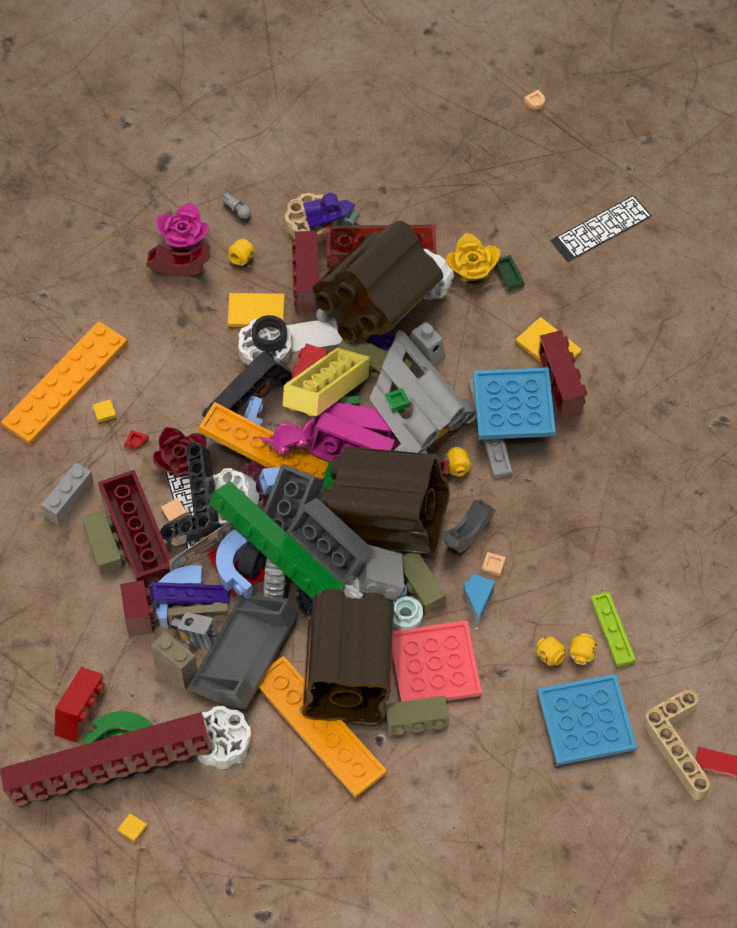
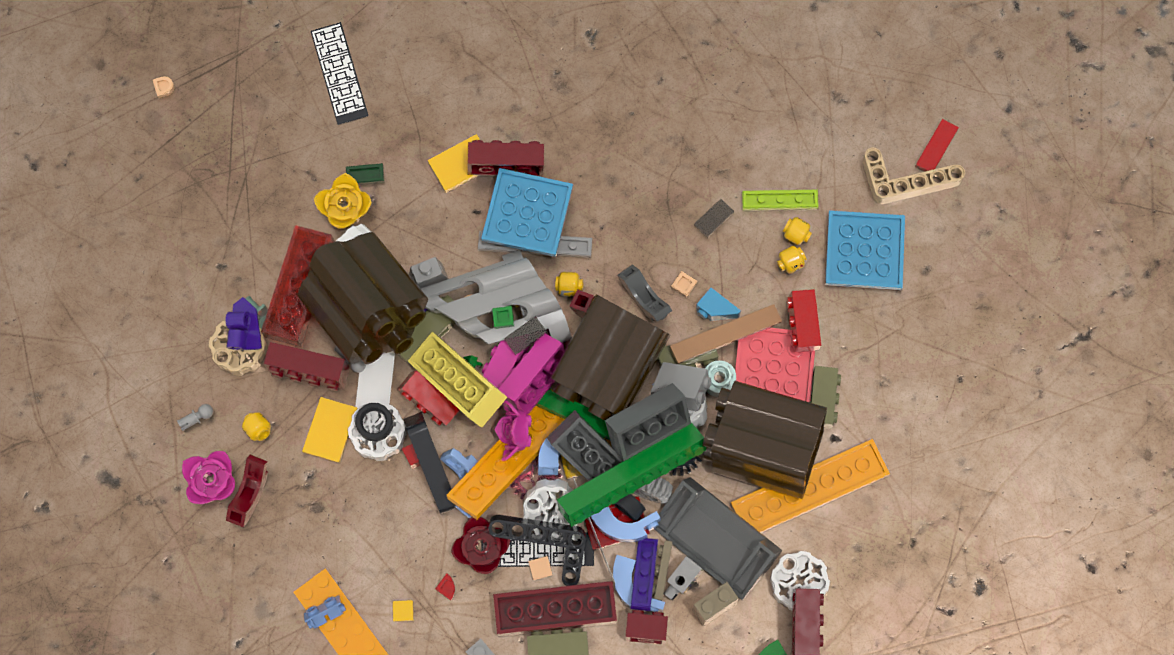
camera: 70 degrees left, 15 degrees up
(90, 348) = (316, 615): none -> medium blue hinge
(386, 424) = (525, 335): none -> clear smoke tile
(450, 605) = (725, 334): none -> medium nougat tile
(487, 670) = (804, 320): none -> red wedge
(571, 573) = (714, 218): none -> clear smoke tile

